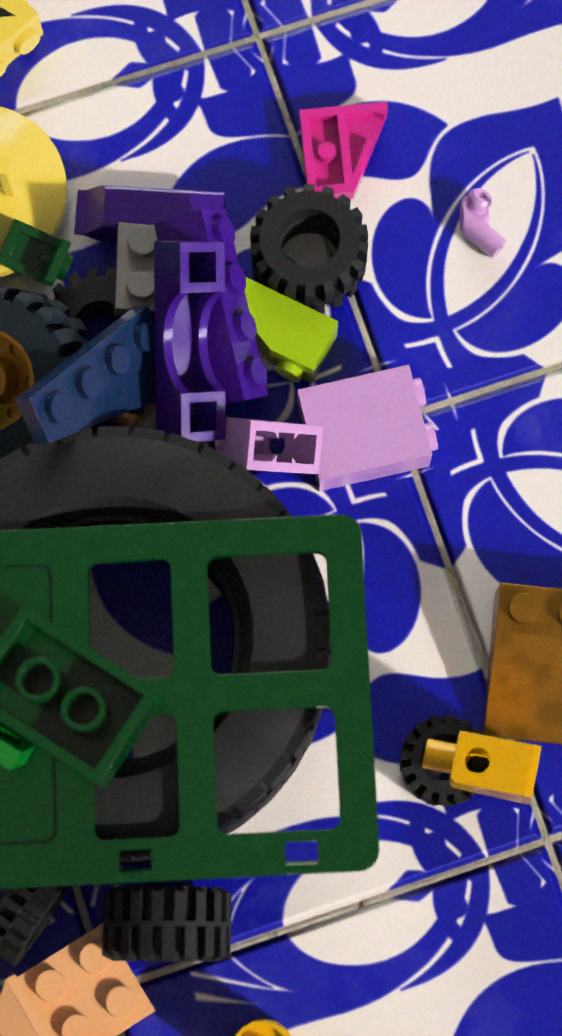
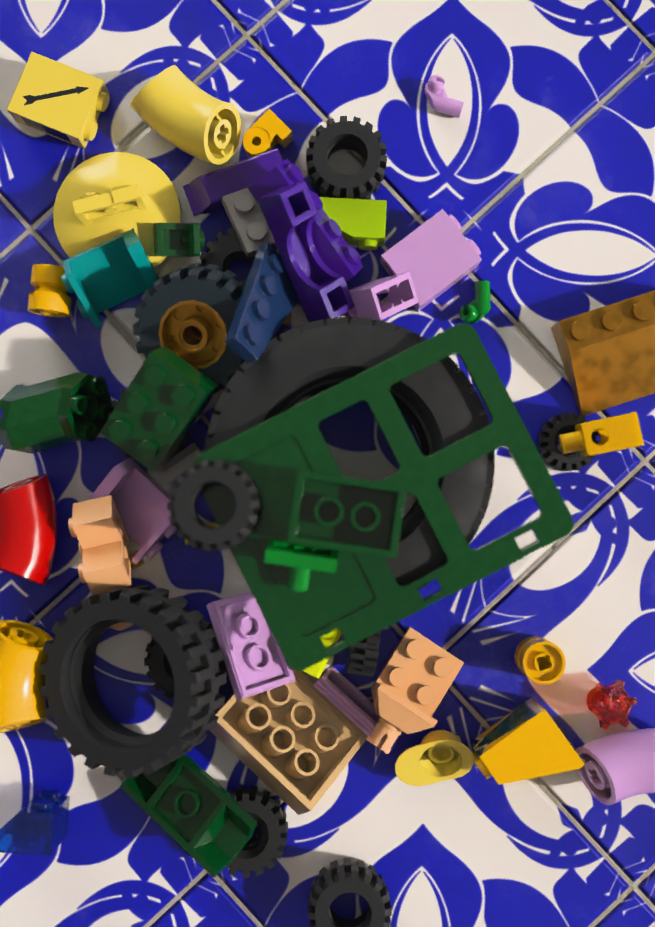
camera: 30 degrees left, 10 degrees up
(127, 105) = (189, 116): none -> light yellow brick
(166, 923) = (455, 616): black tyre -> none
(219, 170) = (266, 134): none -> yellow leg
(340, 144) = (332, 85): dark pink wing -> none
(406, 519) = (479, 305): none -> green arm

